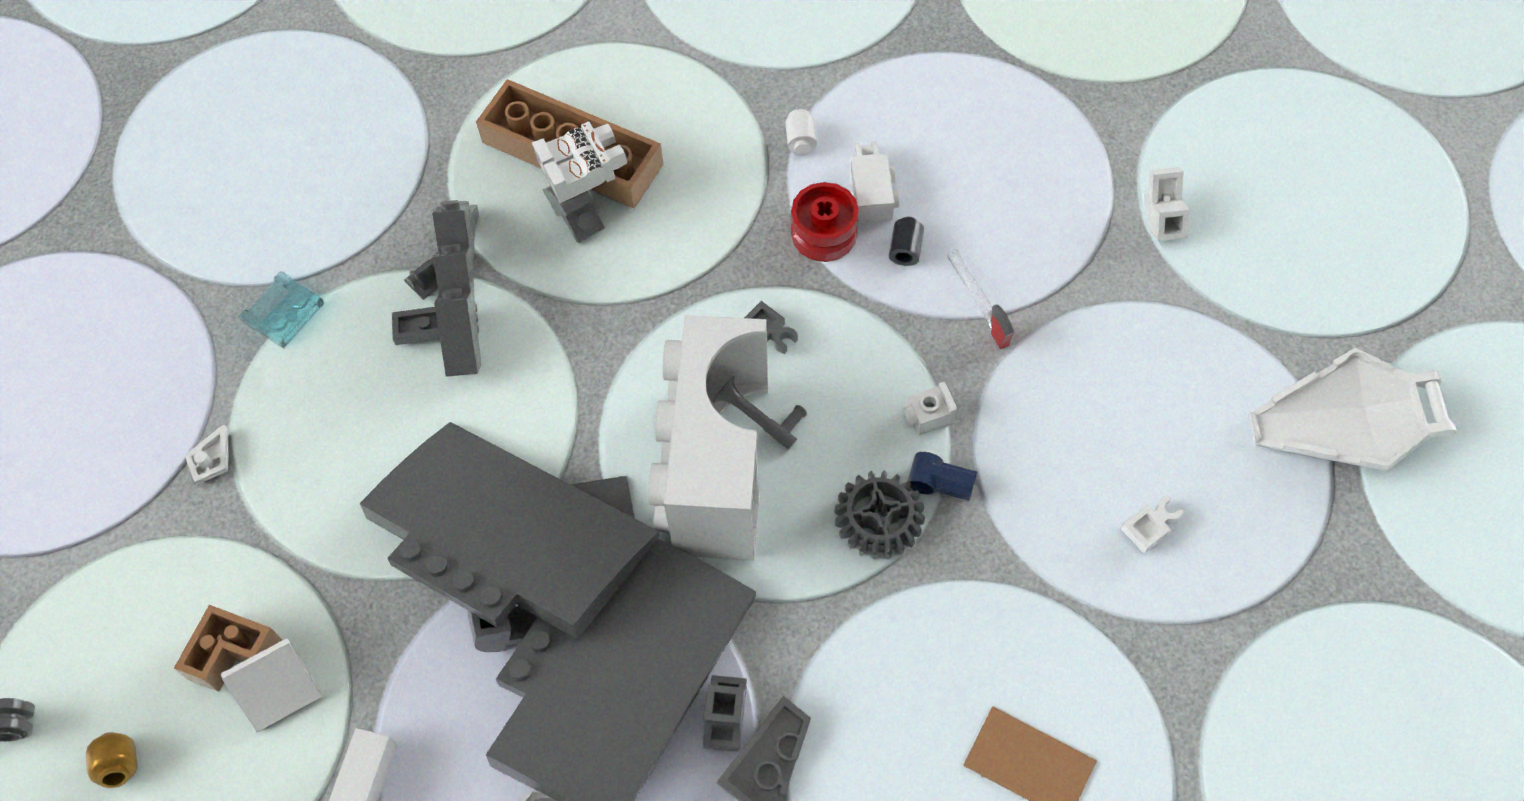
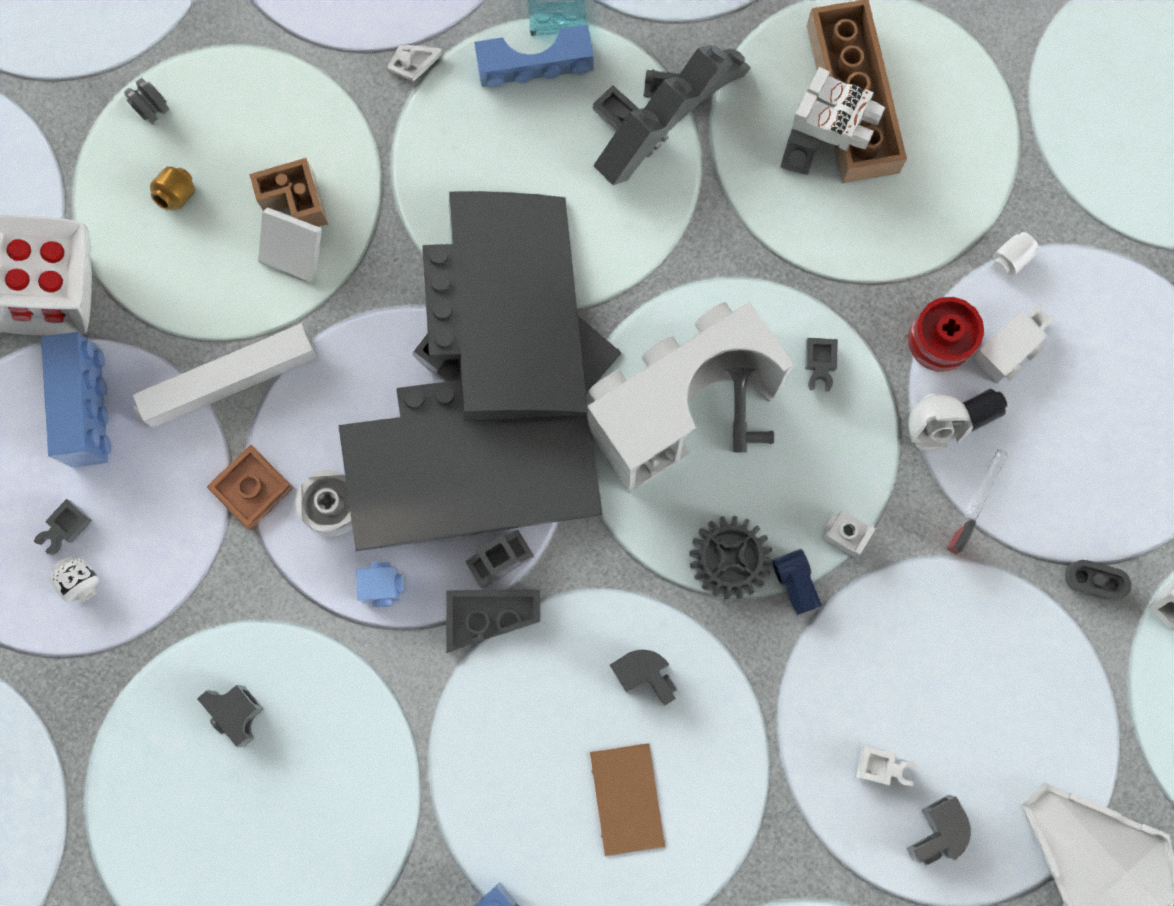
camera: 55 degrees right, 15 degrees up
(286, 385) = (567, 55): none -> medium blue arch
(890, 276) = (938, 420): none -> white cylinder
(921, 657) = (641, 666): none -> dark grey brick
(1106, 260) = (1096, 580): none -> dark grey plate
(1240, 509) = (949, 828): none -> dark grey brick

